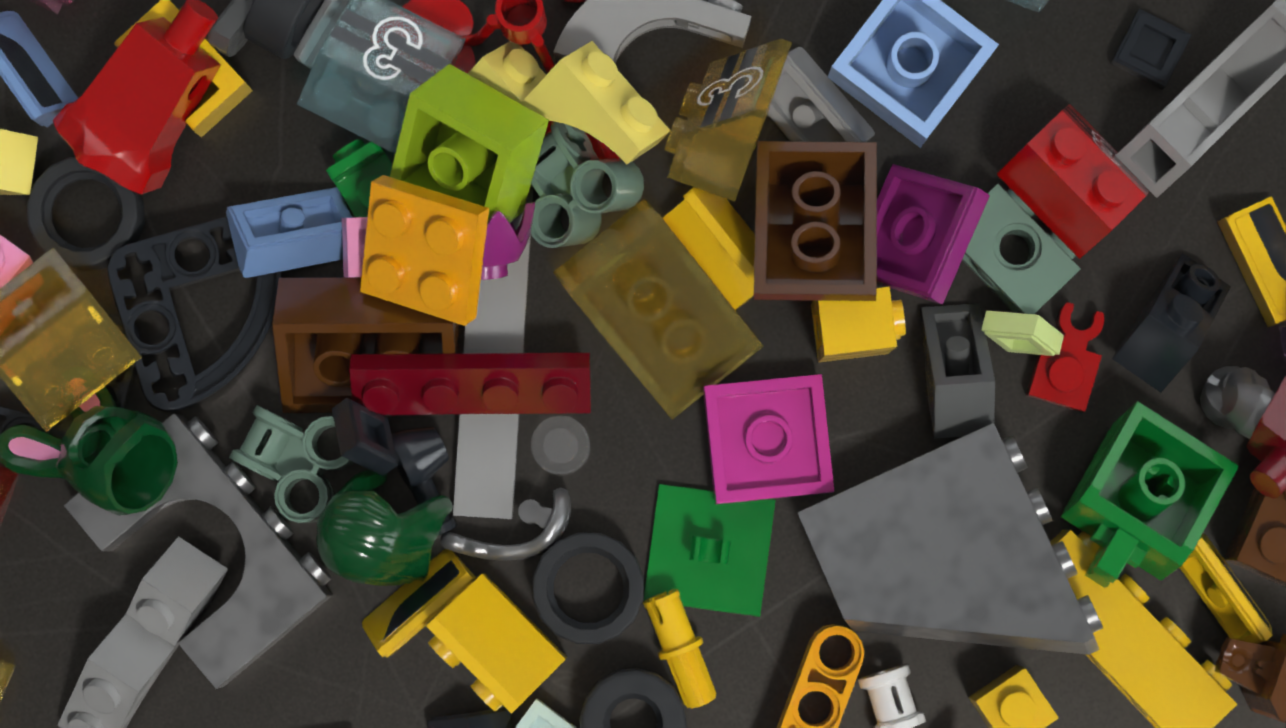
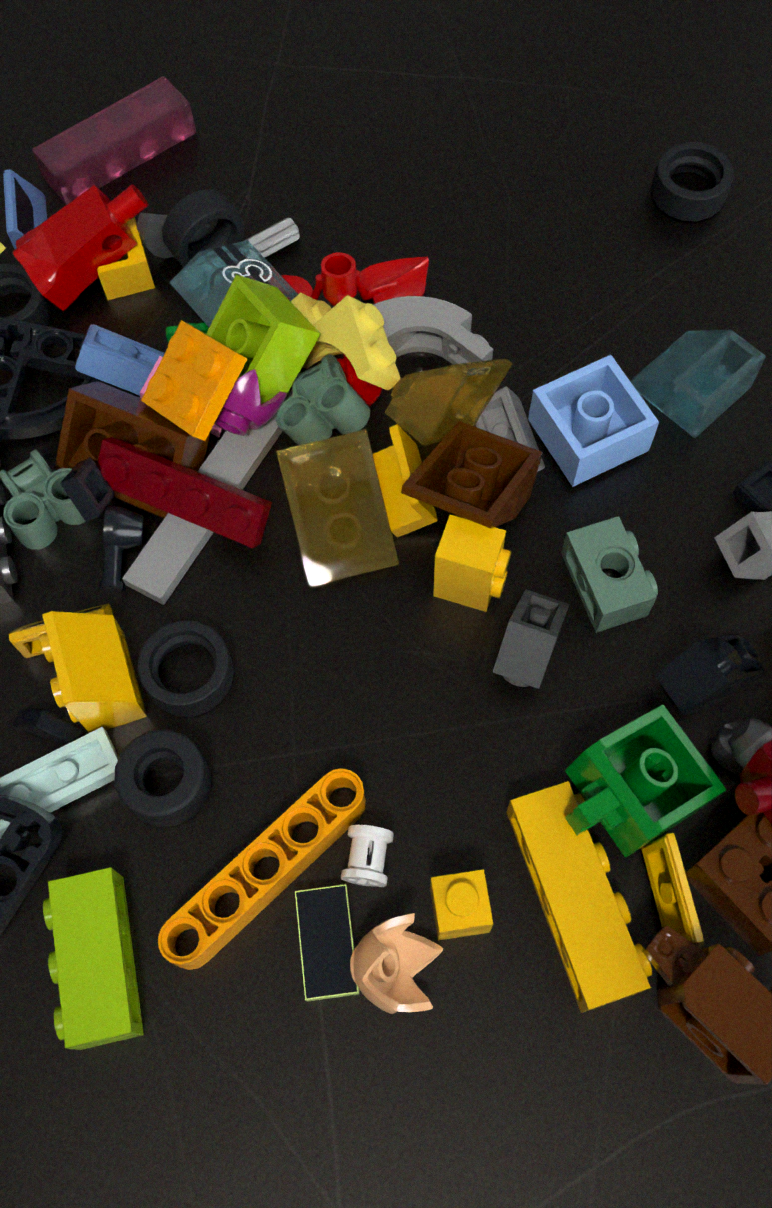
camera: 25 degrees right, 20 degrees down
(371, 543) = (51, 556): dark green hair -> none
(553, 522) = (181, 608): flat silver piece -> none
(560, 445) = (223, 570): clear tile -> none
(680, 648) = (228, 742): yellow axle -> none
(710, 550) = (289, 688): green piece -> none
(768, 439) = (369, 624): dark pink plate -> none
(924, 231) = (550, 526): magenta tile -> none
(952, 553) = (467, 757): flat silver slope -> none
(1022, 333) = (593, 627): yellowish green tile -> none
(1071, 374) = (616, 674): red plate -> none
(1073, 181) = (676, 537): red slope -> none

